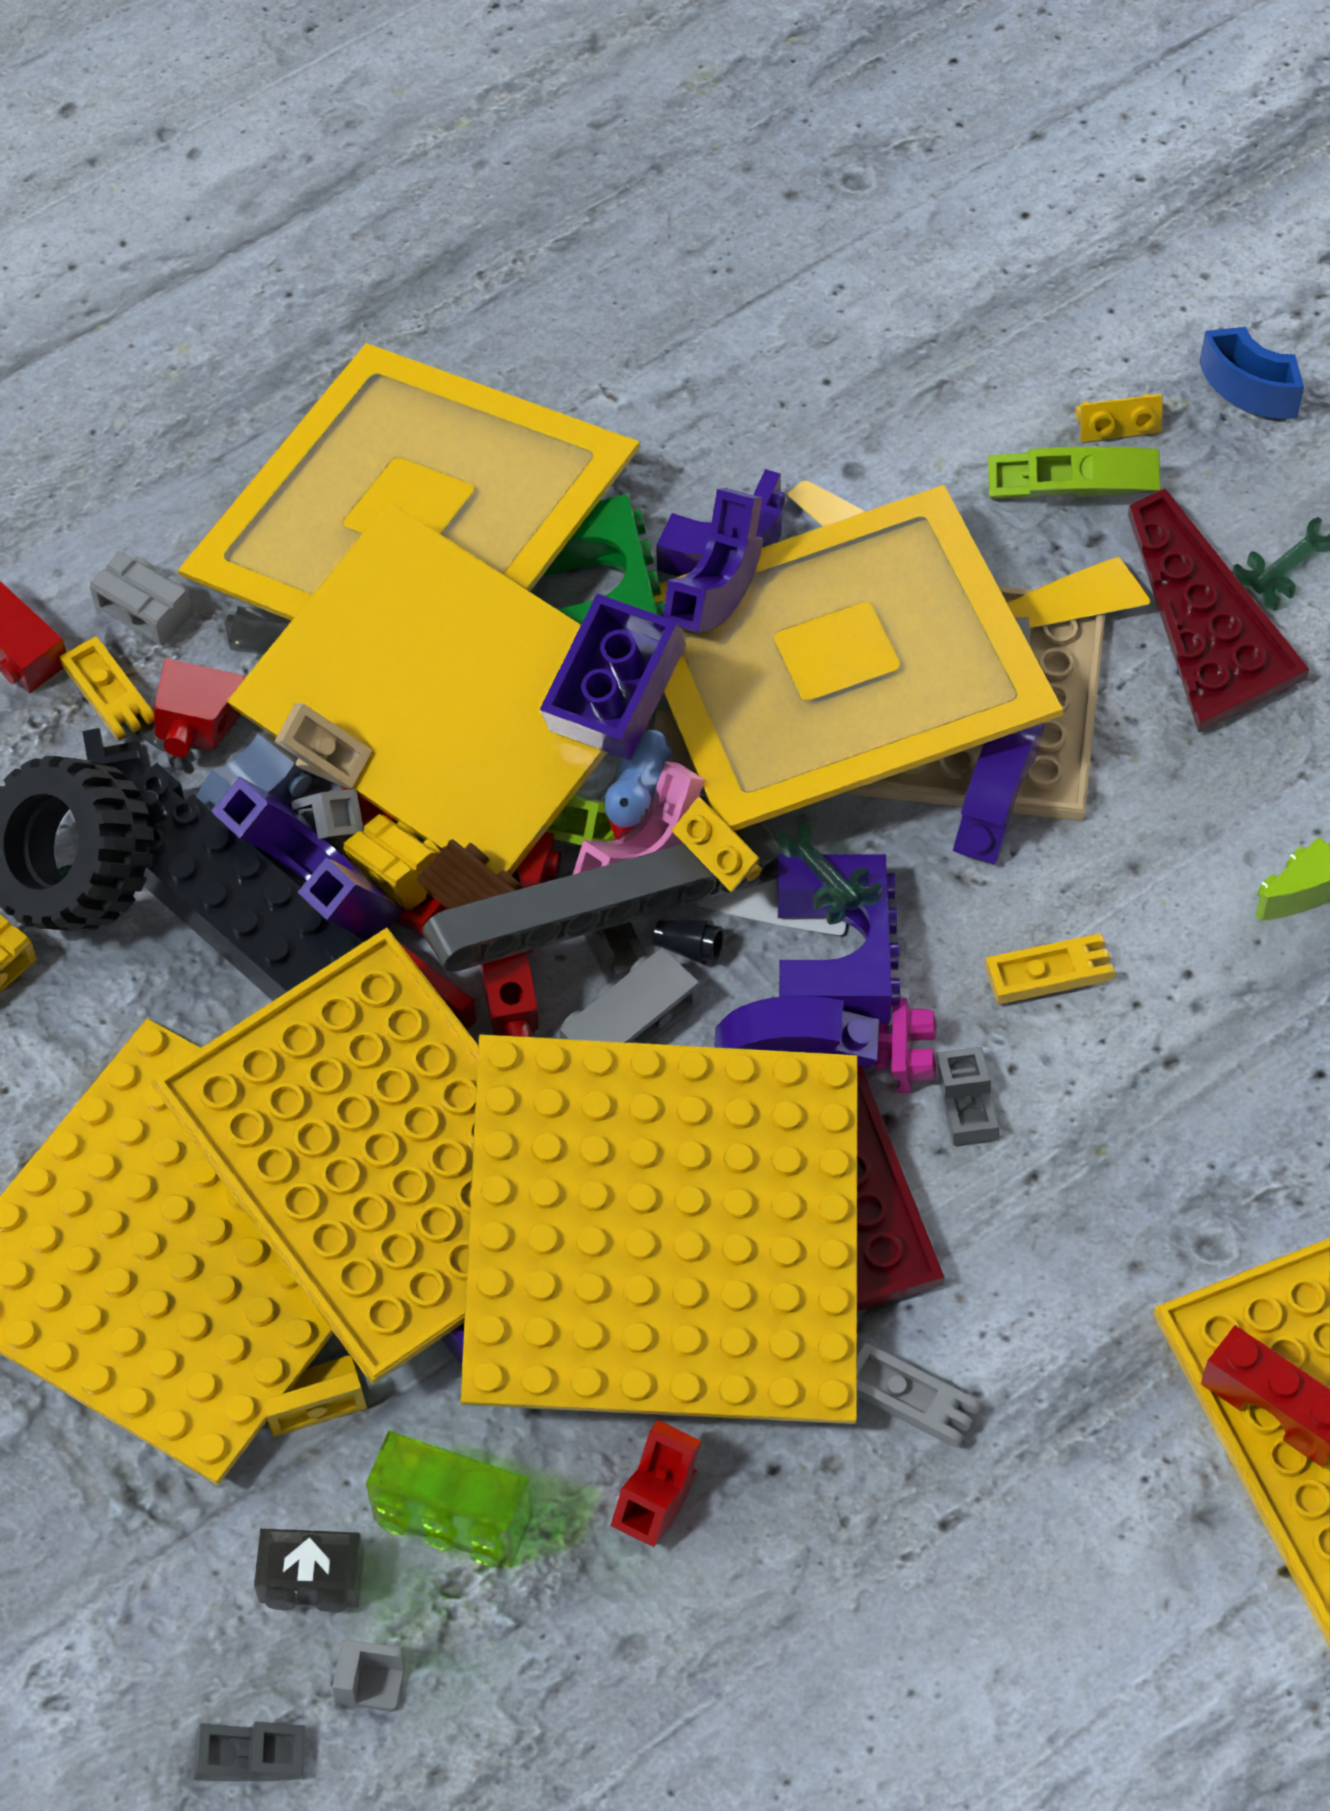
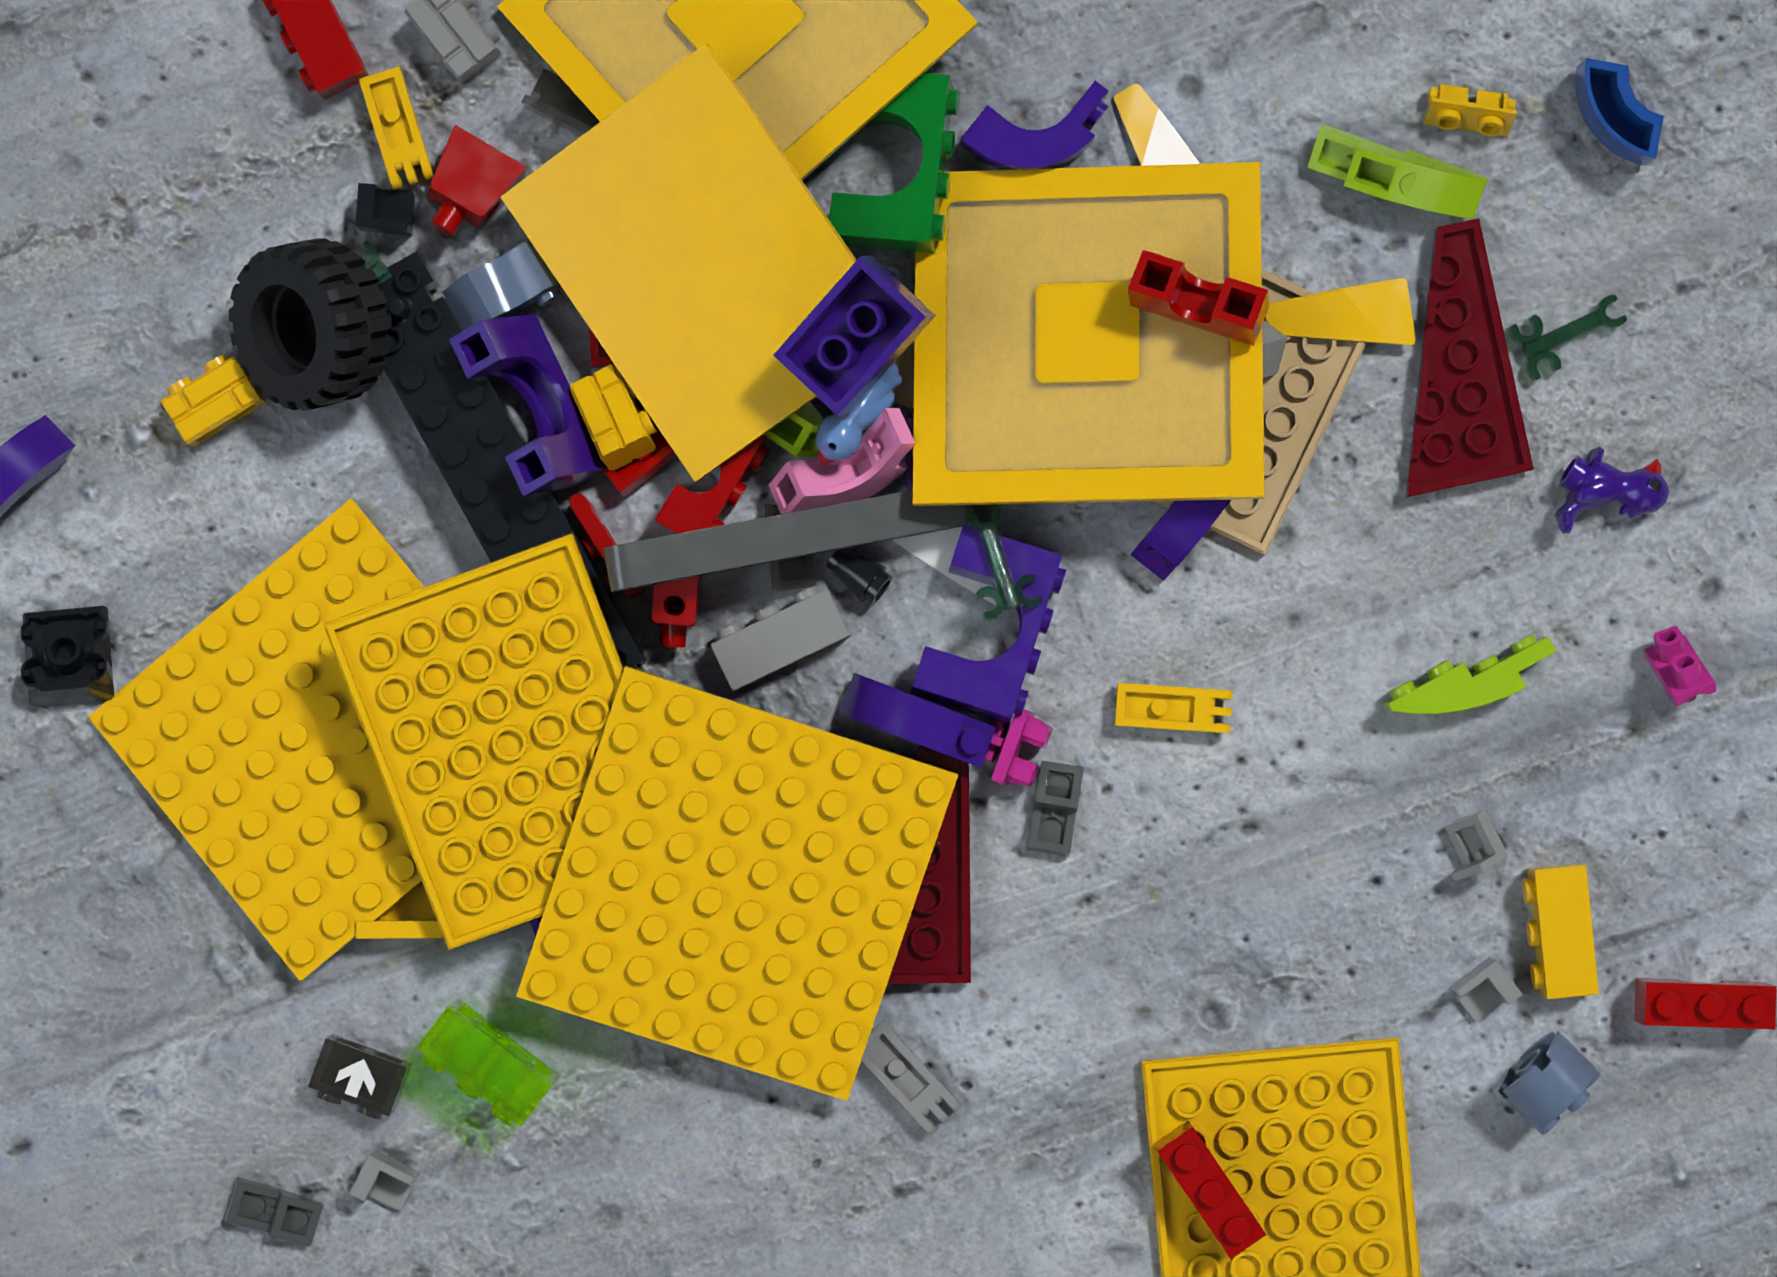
camera: 15 degrees right, 30 degrees up
(322, 746) = (572, 294): tan slope -> none
(335, 813) = (569, 349): light grey panel -> none
(461, 877) = (669, 489): reddish brown brick -> none
(658, 1485) = (664, 1099): red brick -> none
(717, 845) = (909, 524): yellow hinge -> none
(725, 569) = (1007, 204): dark purple arch -> none
(900, 584) = (1172, 292): none -> red arch

